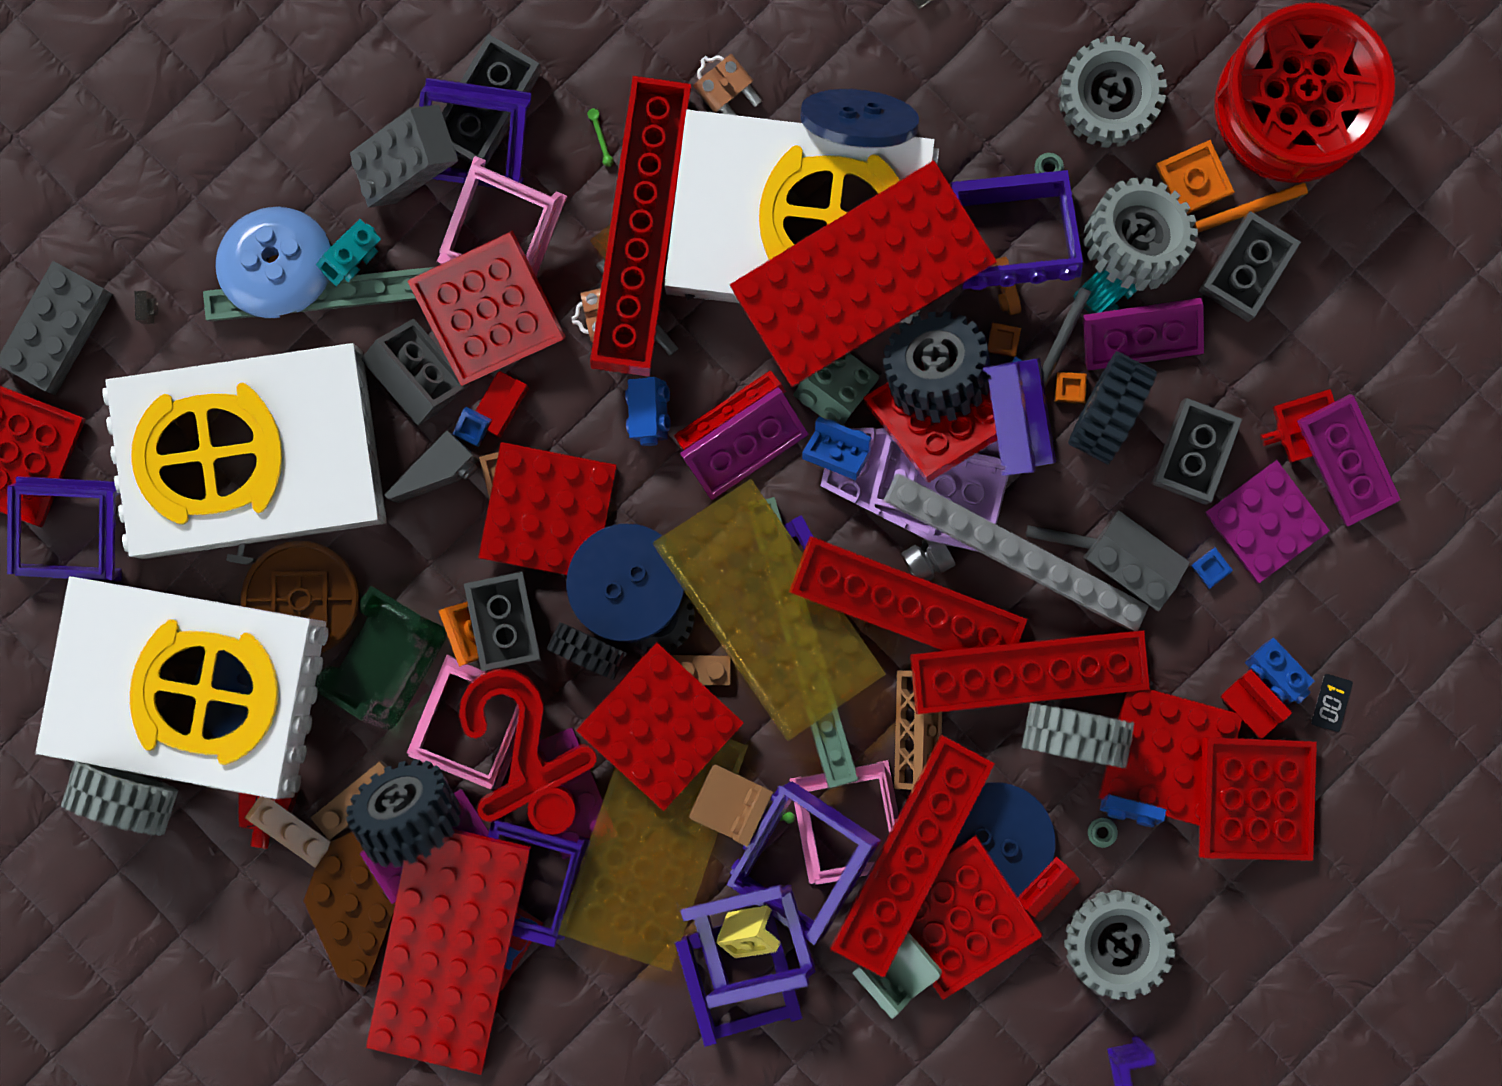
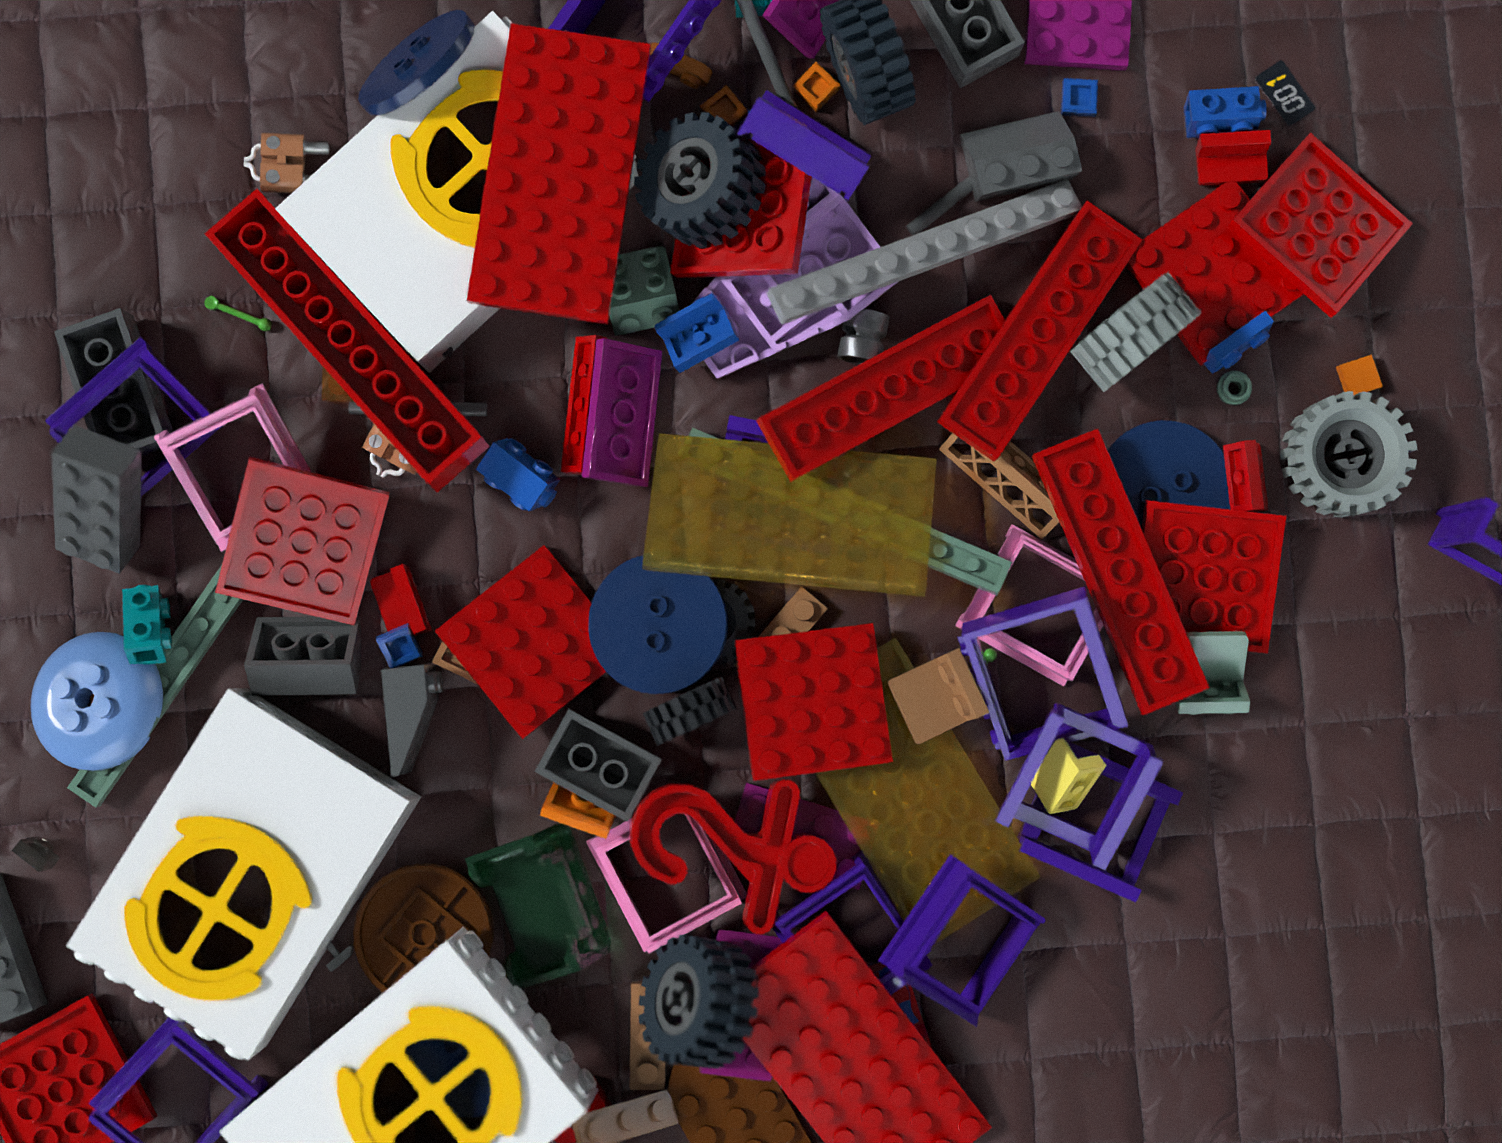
camera: 60 degrees left, 0 degrees up
(576, 919) = (929, 920): none -> dark purple piece
(1180, 909) = (1359, 375): none -> orange tile

